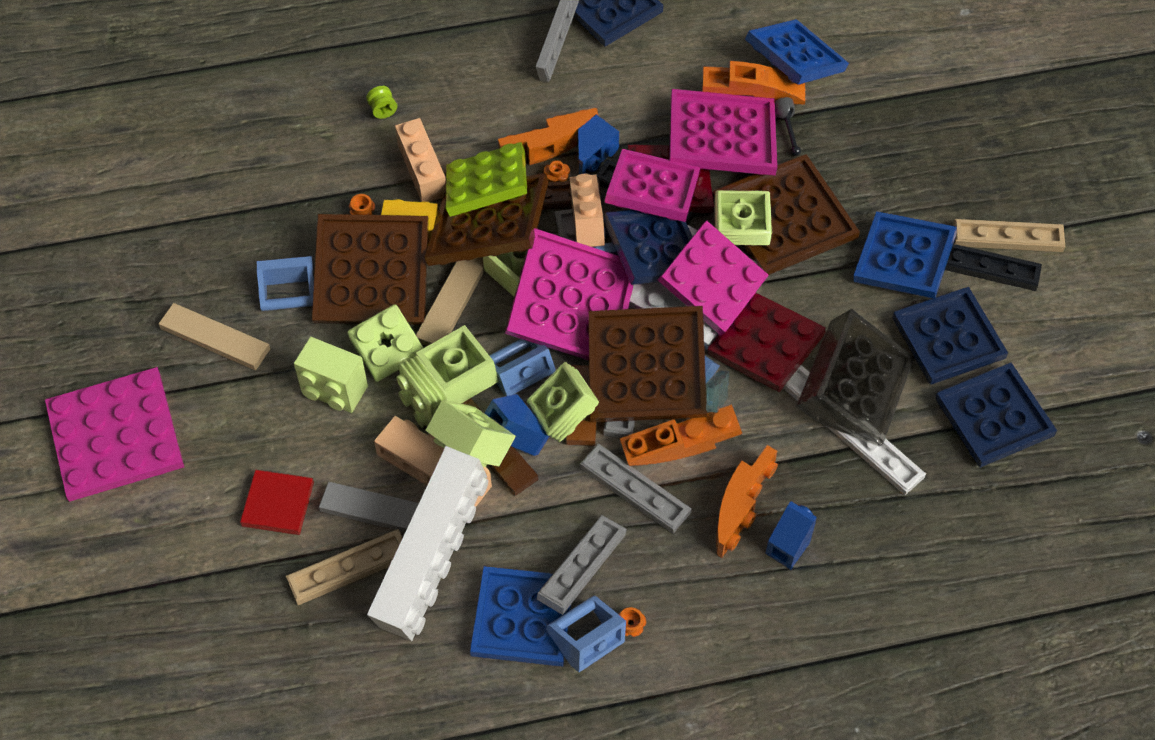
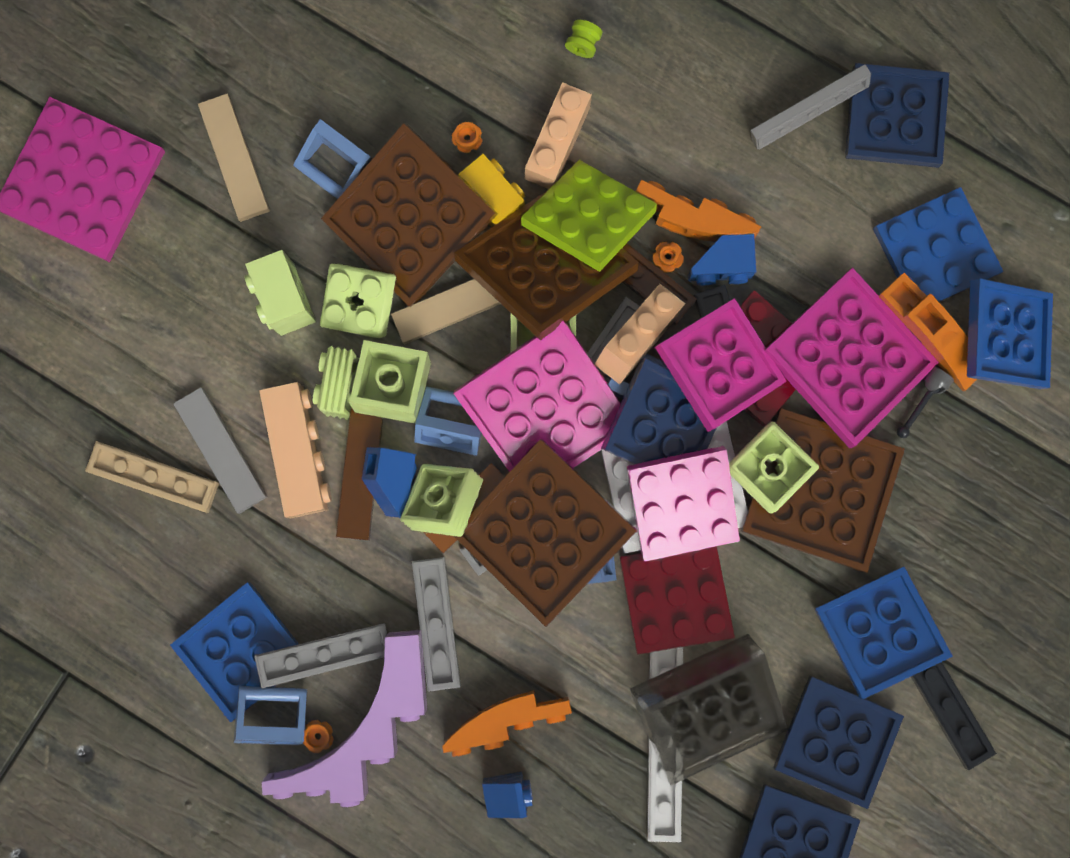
camera: 45 degrees right, 25 degrees up
(277, 502) = (148, 366): red tile -> none
(429, 544) = (207, 534): white brick -> none
(470, 432) = (332, 463): yellowish green brick -> none
(659, 542) = (344, 768): none -> lavender arch
(676, 441) = (511, 619): orange slope -> none
(704, 43) = (939, 246): none -> blue plate
(717, 391) = (577, 613): clear light blue tile -> none
(1010, 235) = (1001, 697): tan tile -> none

